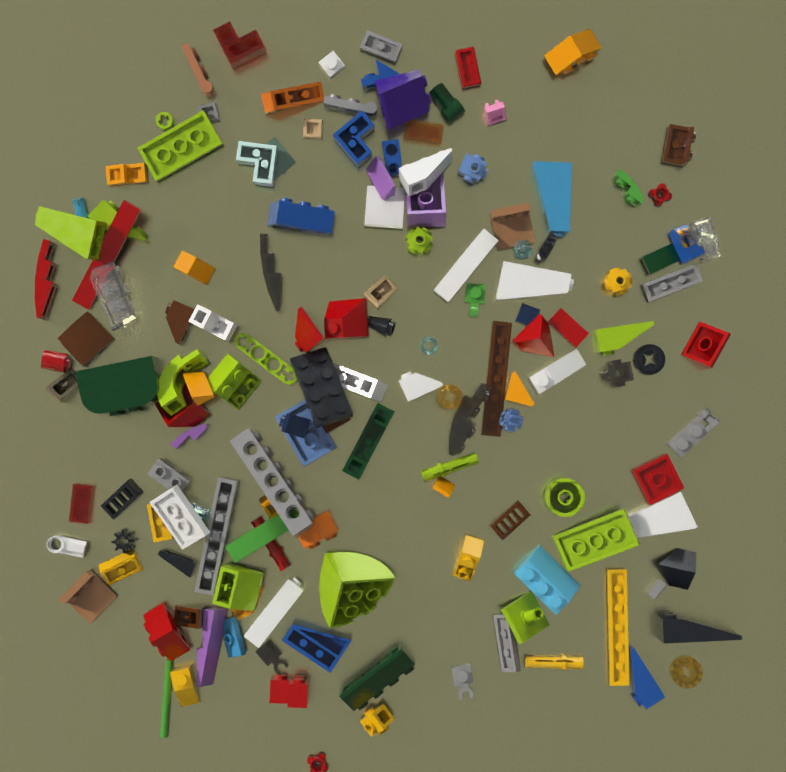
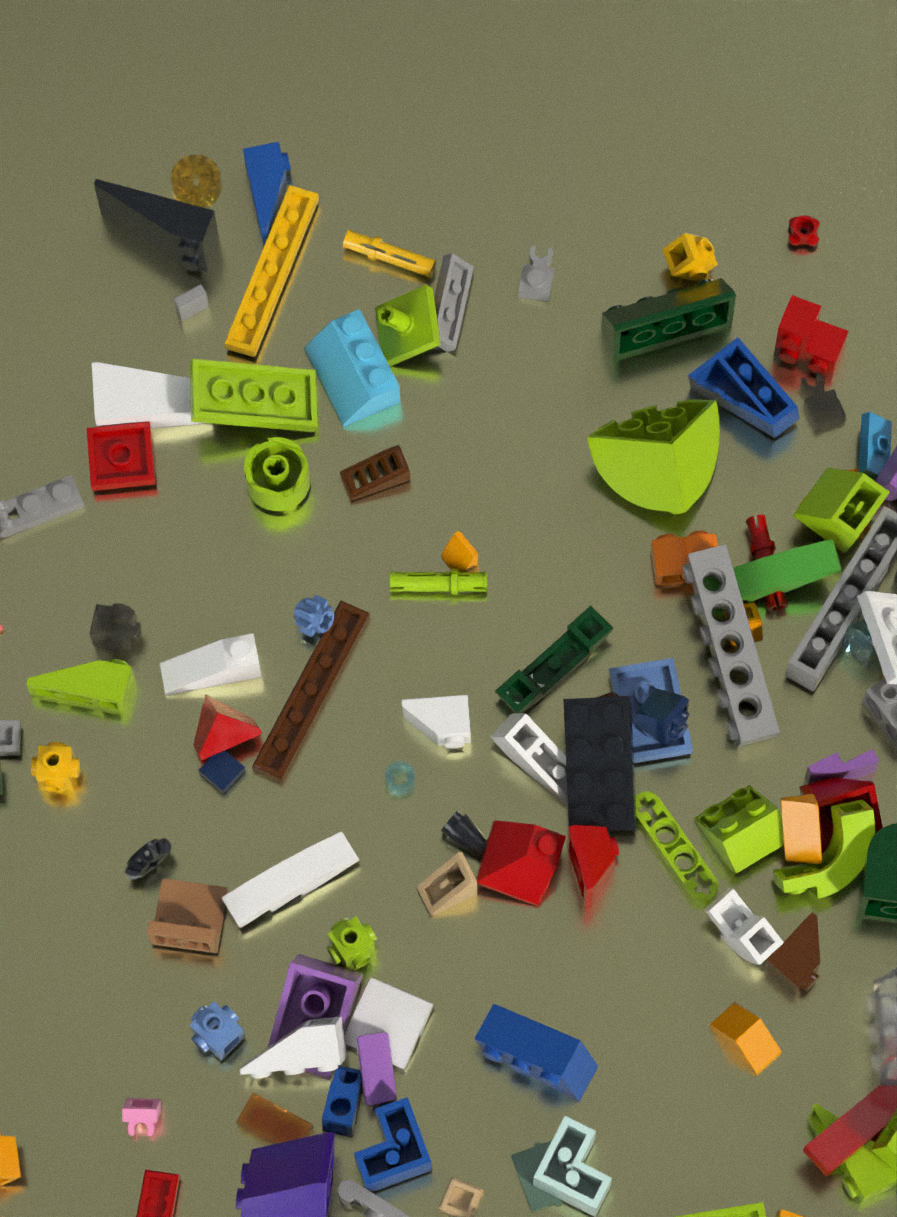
camera: 160 degrees left, 20 degrees down
(272, 279) = (617, 970): clear smoke slope -> none
(274, 611) = (797, 456): white slope -> none
(449, 107) = (215, 1154): dark green piece -> none
(453, 390) = (397, 678): clear yellow piece -> none
(462, 425) = (390, 636): clear smoke slope -> none
(468, 558) = (461, 438): yellow slope -> none
(475, 295) = (294, 829): bright green plate -> none
(517, 392) = (289, 655): light orange slope -> none
(523, 249) = (187, 873): clear light blue bush -> none
(525, 281) = (197, 816): white slope -> none
(554, 190) = (97, 943): dark azure slope -> none
(568, 327) = (165, 729): red tile -> none
(659, 359) = (62, 623): black gear -> none
(679, 568) = (141, 321): black slope -> none

